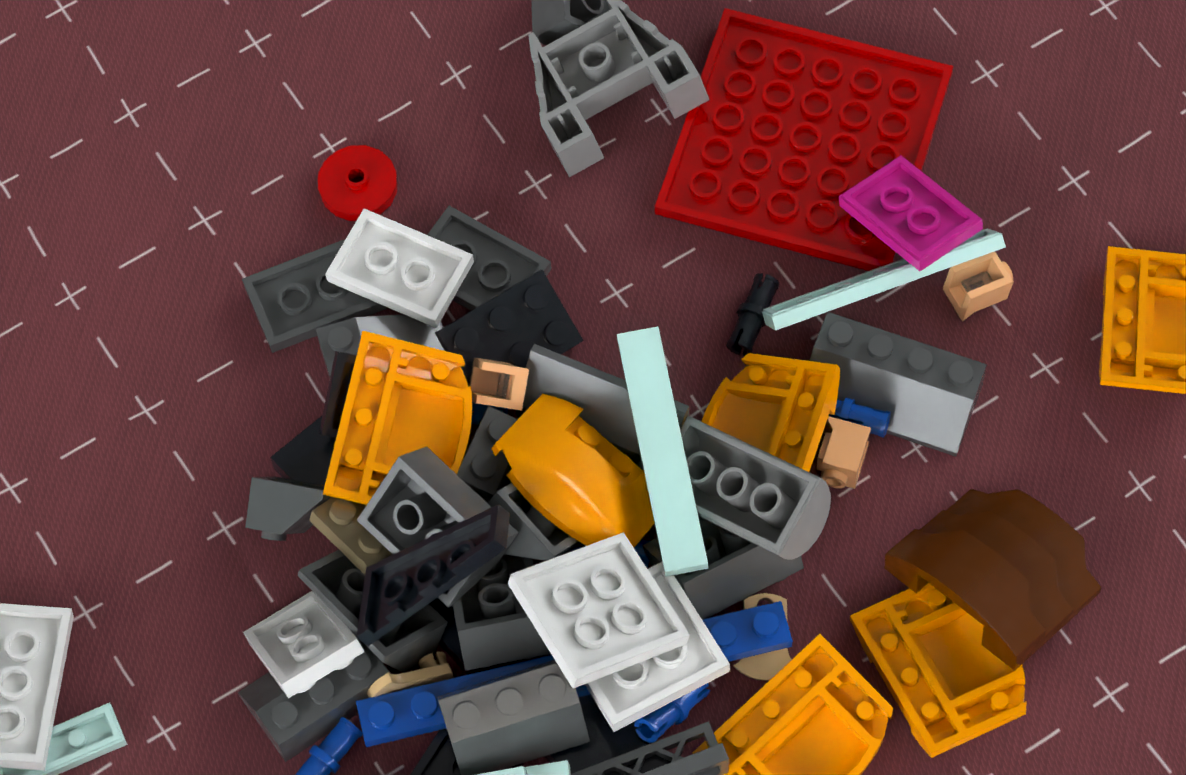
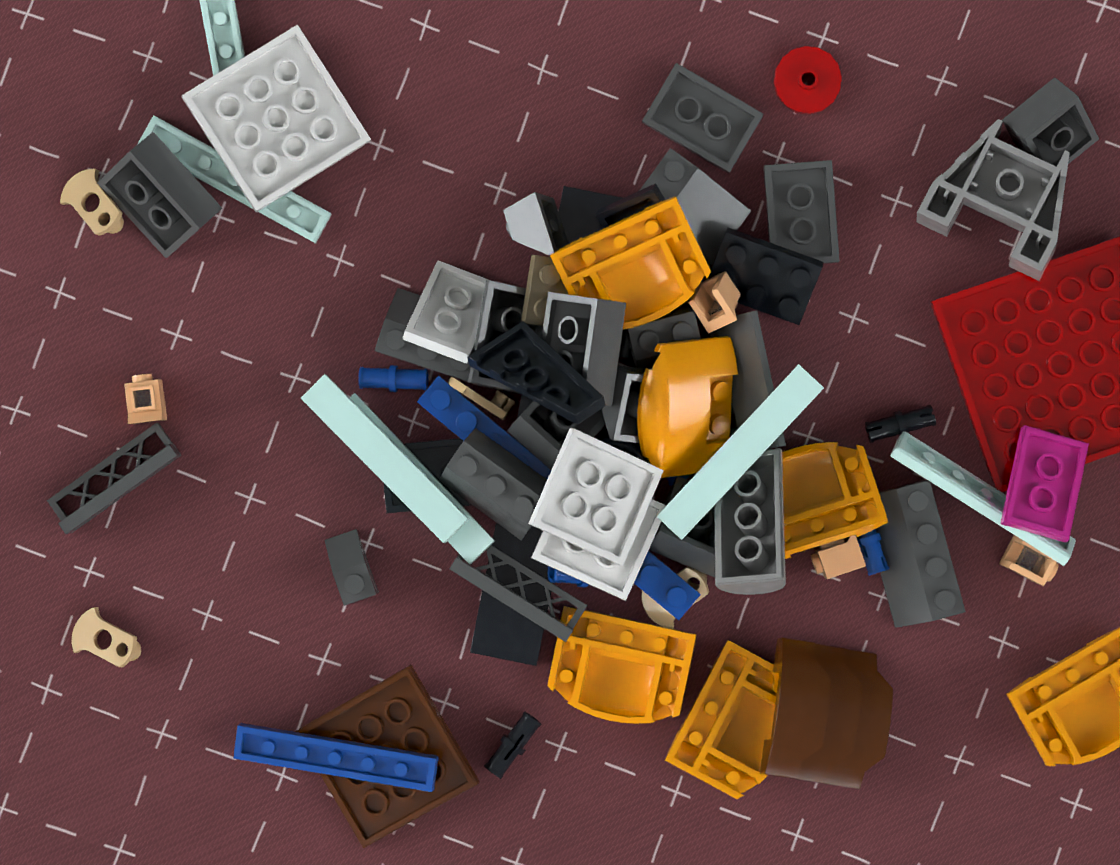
camera: 45 degrees right, 25 degrees up
(399, 268) = (757, 167): white plate -> none

